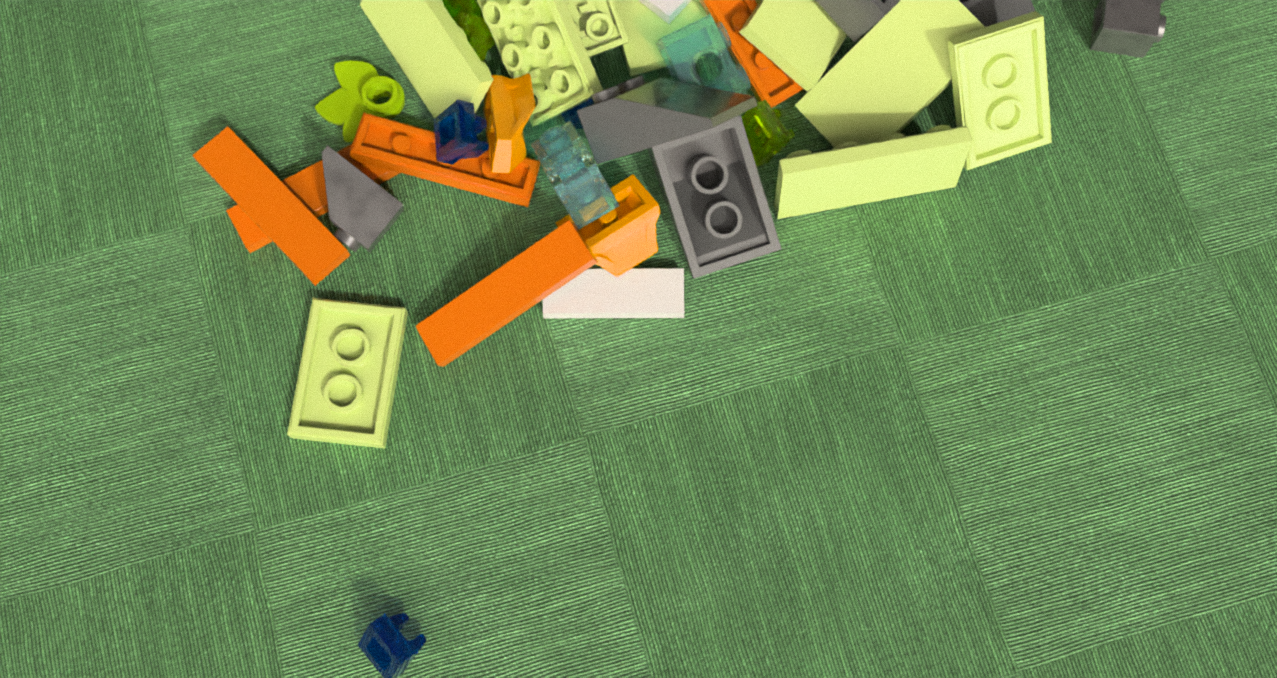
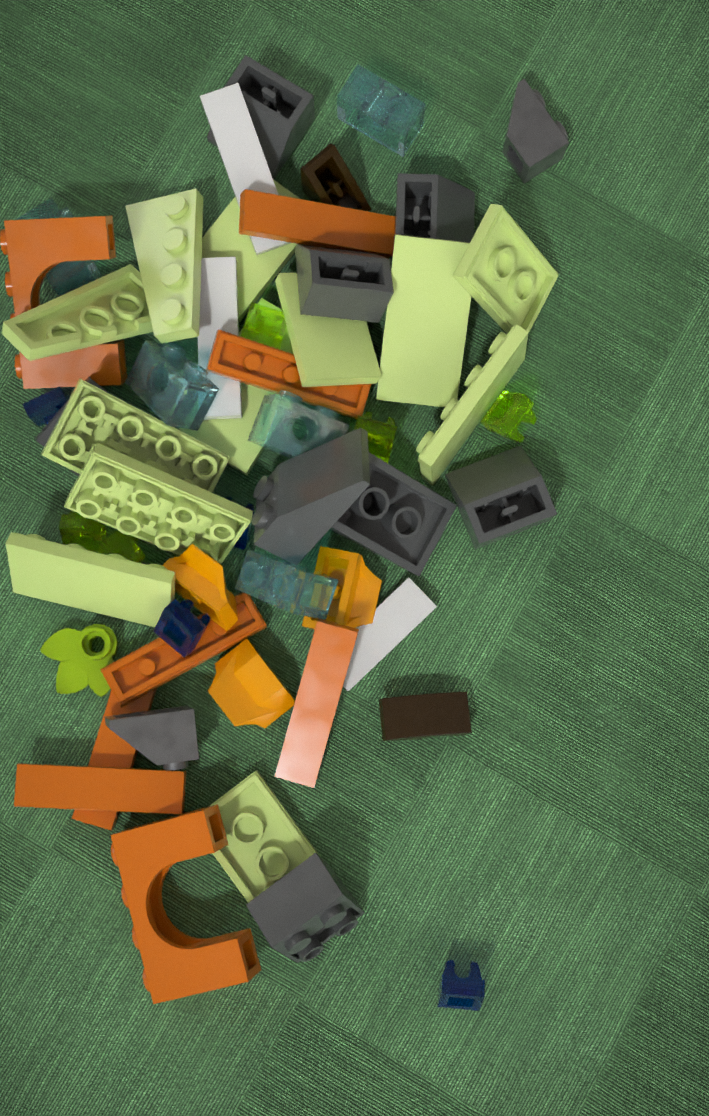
camera: 45 degrees left, 10 degrees up
(246, 293) = (172, 960): none -> orange arch
(329, 450) = (305, 910): none -> dark grey slope
(465, 238) = (249, 688): none -> light orange slope
(587, 390) = (424, 716): none -> dark brown slope
(822, 273) = (500, 496): none -> dark grey slope
(894, 210) = (508, 414): none -> clear neon green tile

